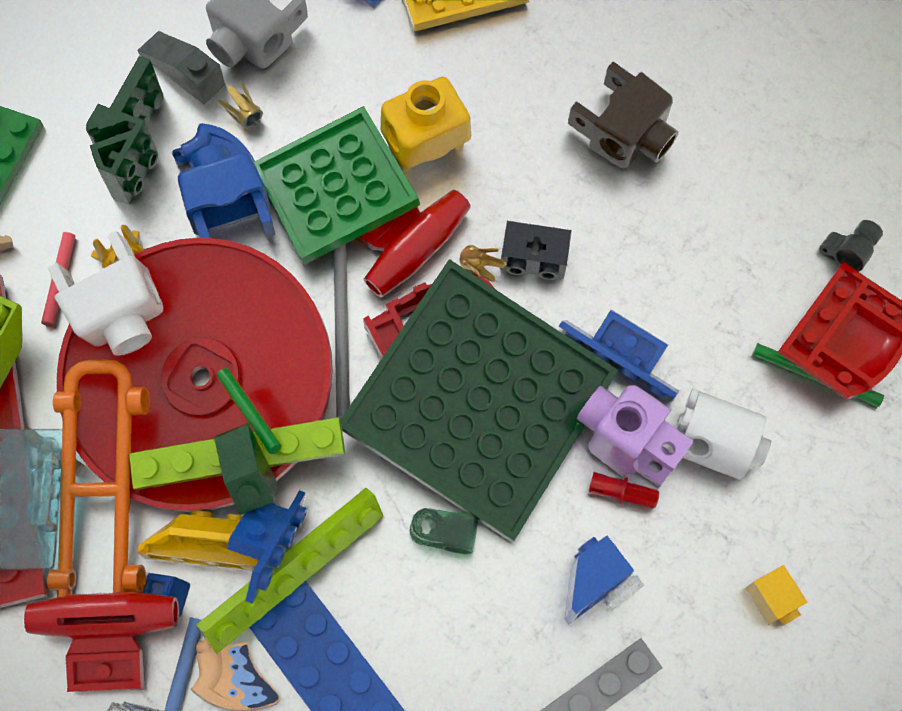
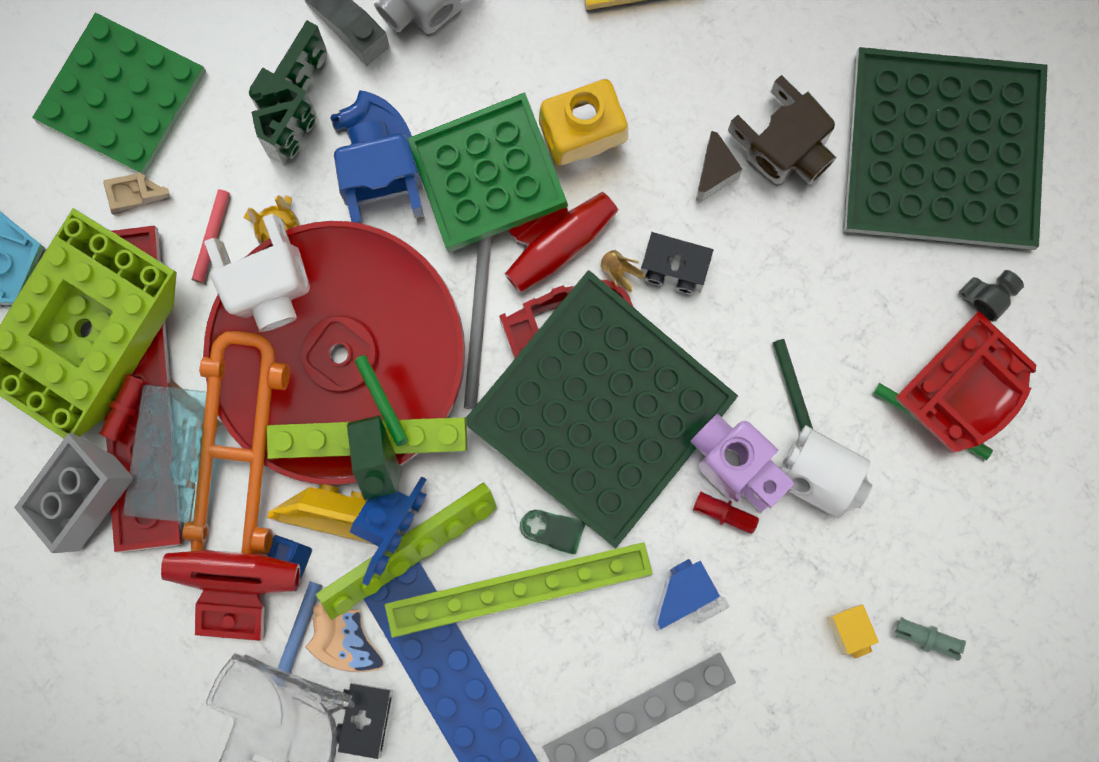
camera: 10 degrees right, 10 degrees up
(249, 113) = (407, 80): pearl gold piece -> none
(413, 597) = (518, 590): none -> lime plate
(565, 157) = (718, 169): none -> dark brown slope
(628, 346) = (749, 372): blue bracket -> none
(670, 355) = (792, 384): none -> dark green bar
(782, 118) = (947, 148): none -> dark green plate
(858, 595) = (929, 639): none -> sand green pin

